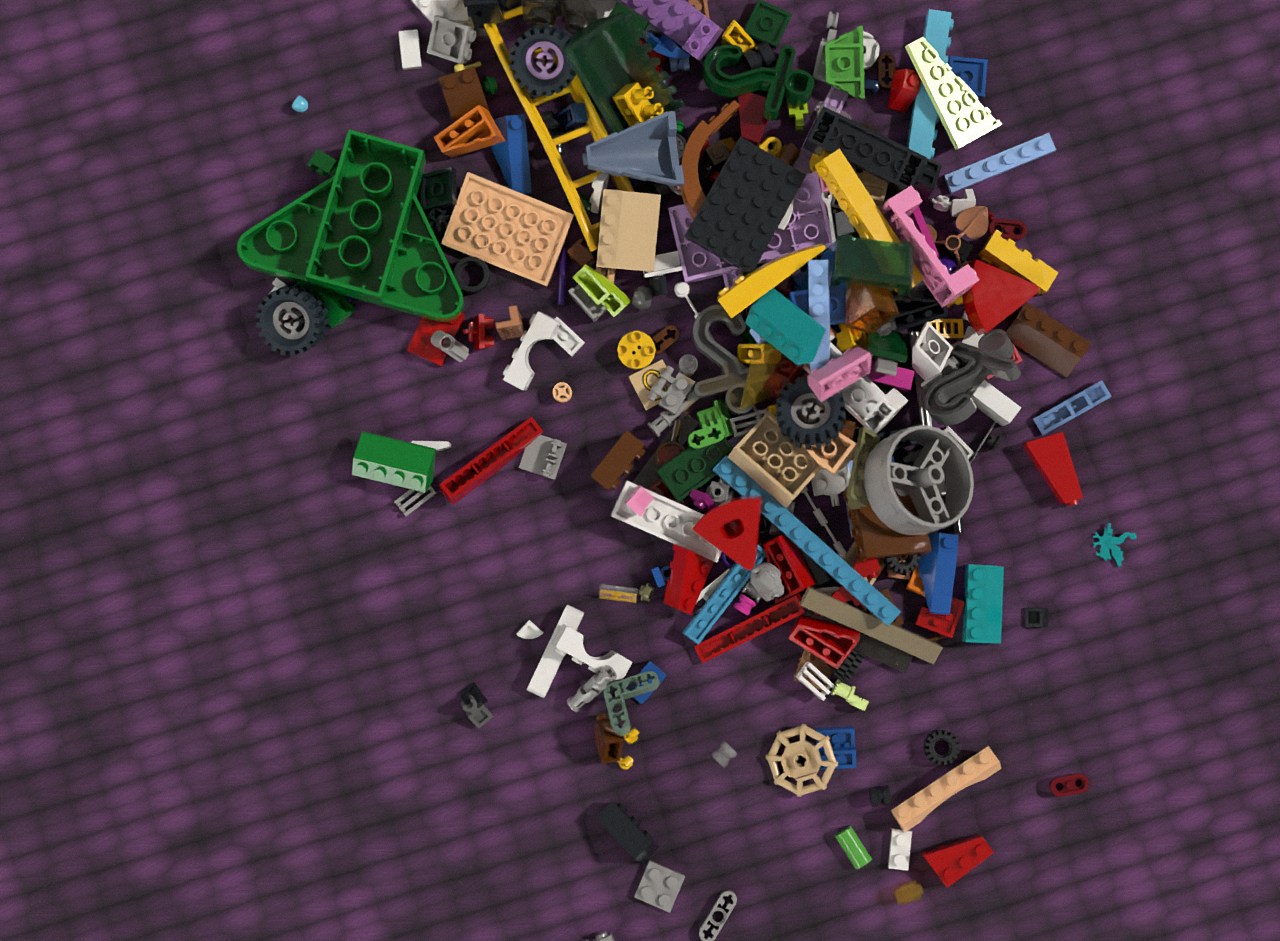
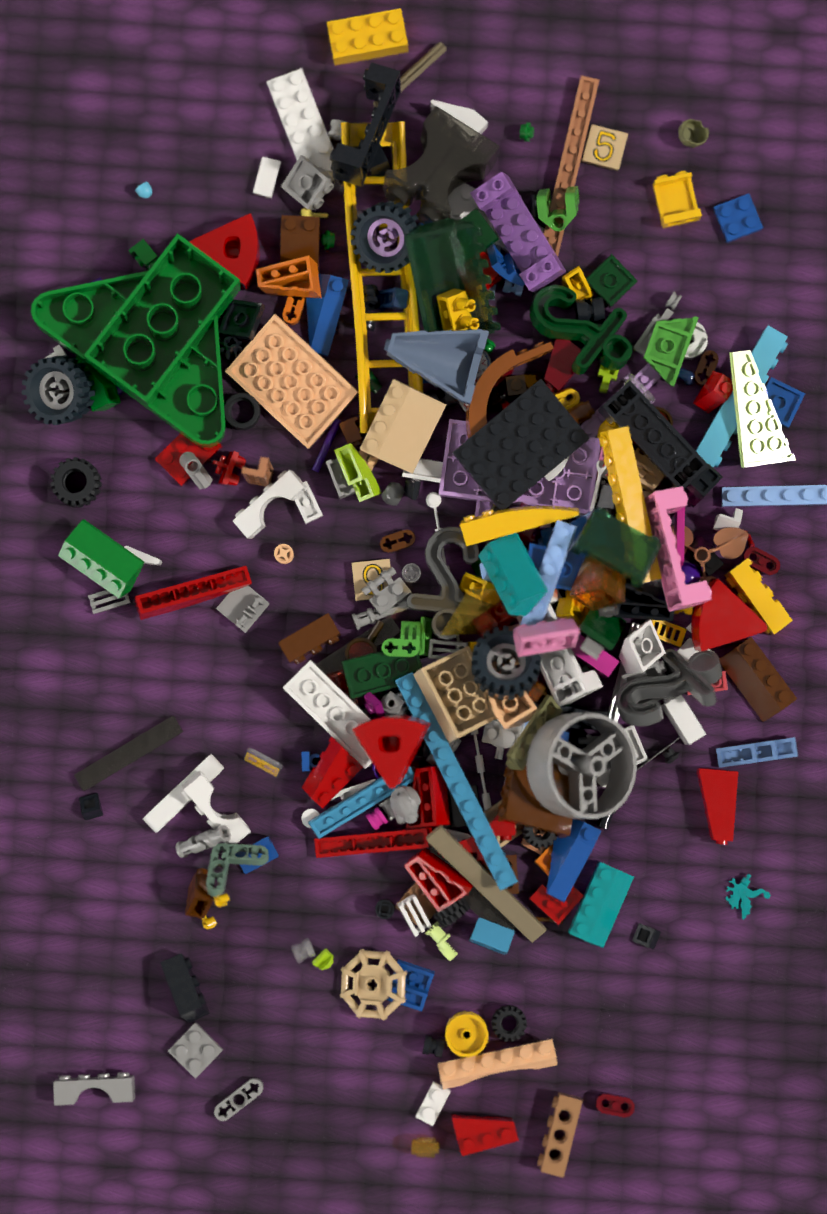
camera: 20 degrees right, 0 degrees up
(331, 388) = (64, 471): none -> black tyre
(405, 124) = (234, 248): none -> red piece
(477, 713) = (88, 822): dark grey plate -> none
(487, 162) = (297, 312): none -> orange beam
(489, 634) = (128, 753): none -> clear smoke plate
(529, 631) = (167, 765): white tile -> none
(599, 183) = (392, 372): white plate -> none
(639, 500) = (314, 683): bright pink panel -> none
(642, 356) = (371, 549): yellow plate -> none
(646, 592) = (289, 771): olive plate -> none
(679, 626) = (308, 815): none -> white piece
(747, 755) = (323, 960): none -> lime plate
(785, 685) = (385, 905): none -> black wheel
(853, 847) = (390, 1084): bright green brick -> none
(894, 672) = (492, 936): none -> dark azure panel
(918, 774) = (477, 1038): none -> yellow wheel
(942, 203) = (708, 512): white plate -> none
(1038, 861) = (557, 1165): none -> medium nougat brick

